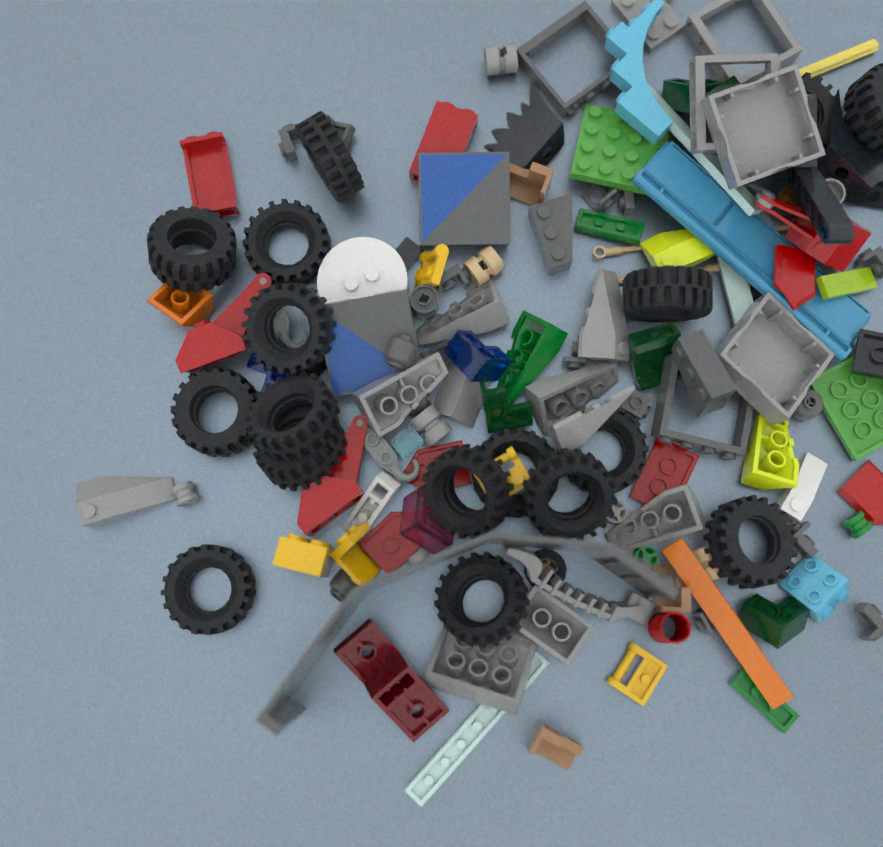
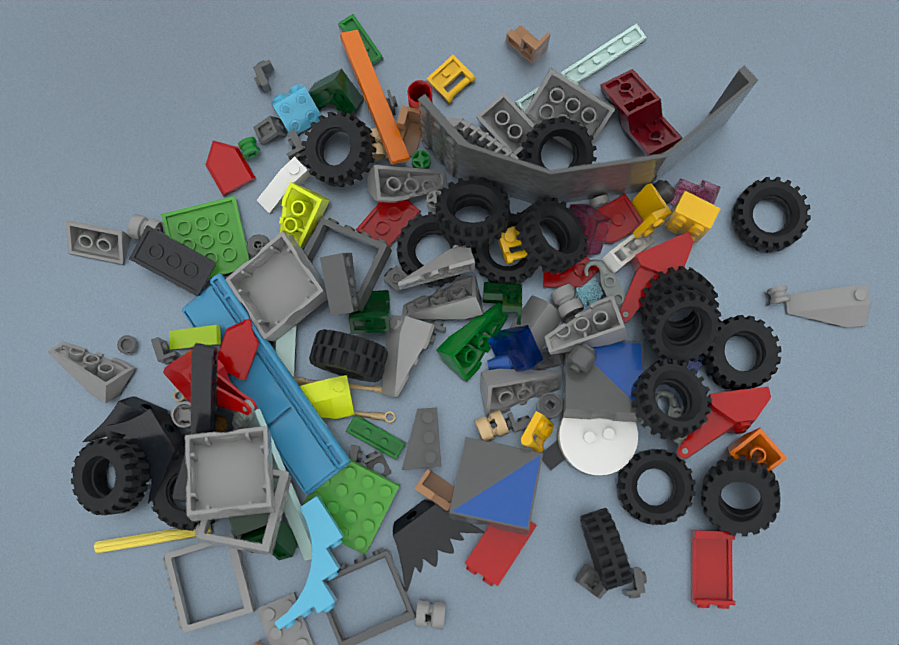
camera: 170 degrees left, 0 degrees up
(304, 589) = (705, 190): none -> clear pink panel
(492, 338) = (500, 362): none -> blue cone
(841, 553) = (269, 129): none -> dark grey bracket

